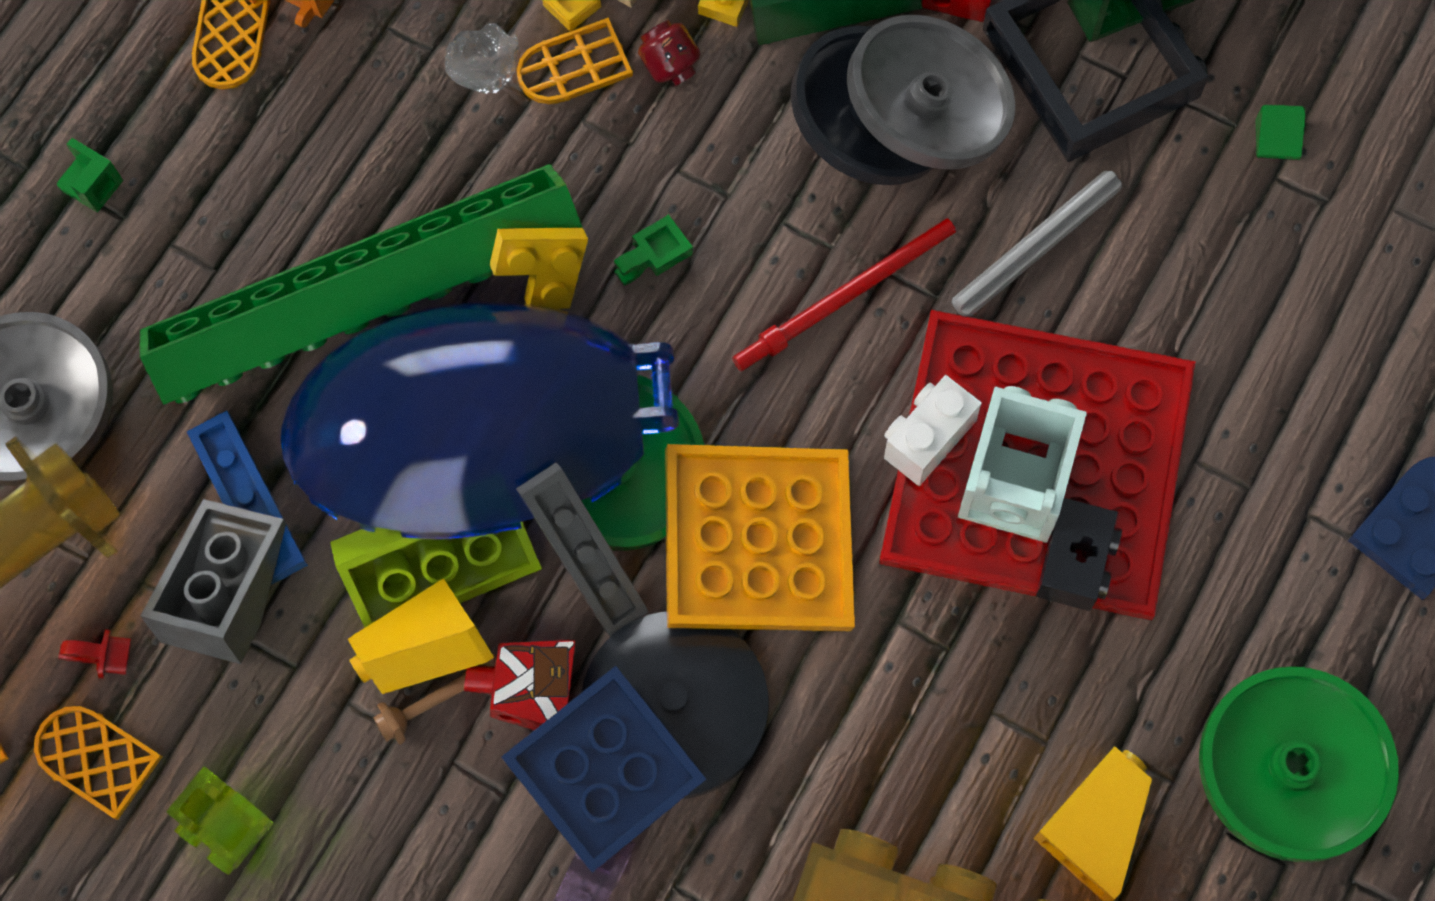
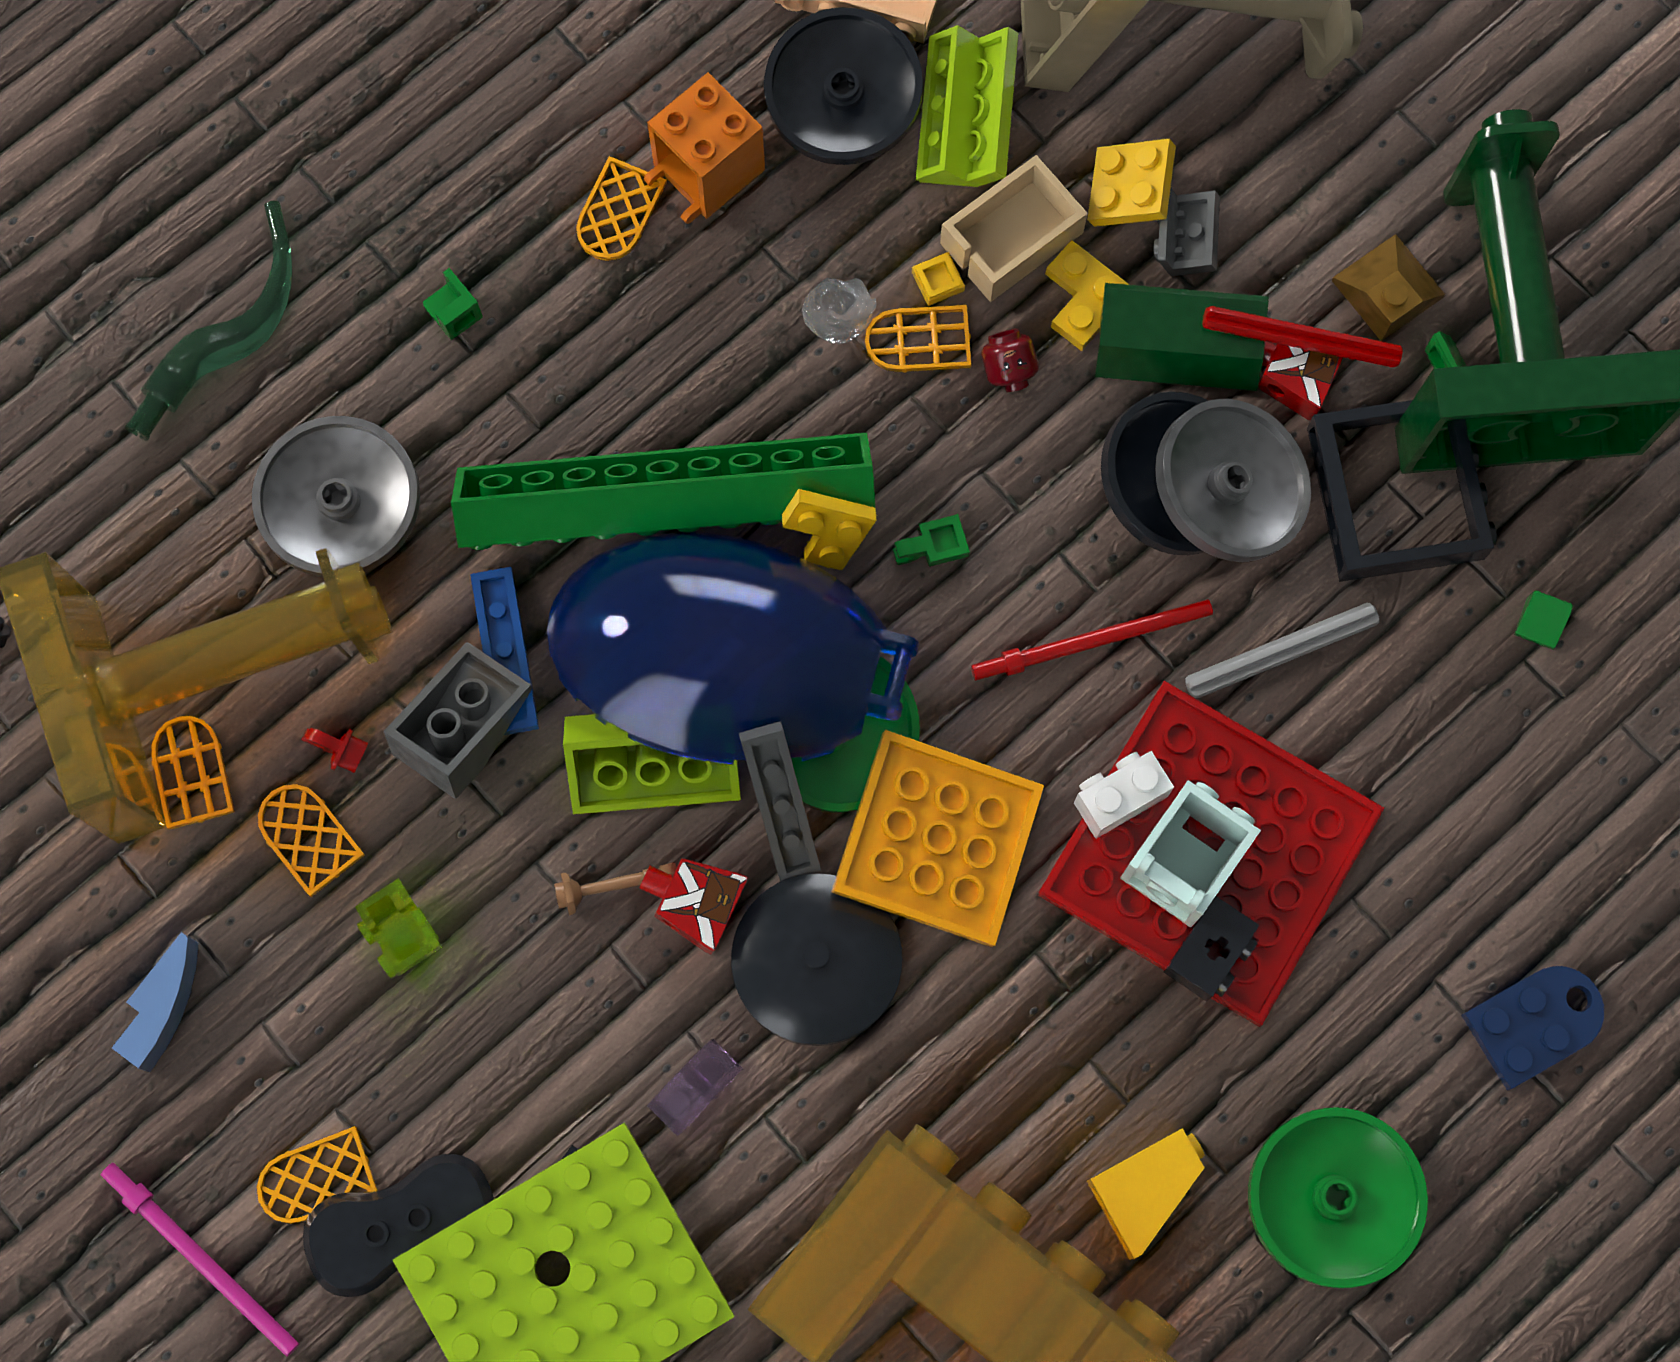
camera: 15 degrees right, 5 degrees up
(418, 642) = (614, 832): yellow slope -> none
(603, 768) = (736, 998): dark blue plate -> none

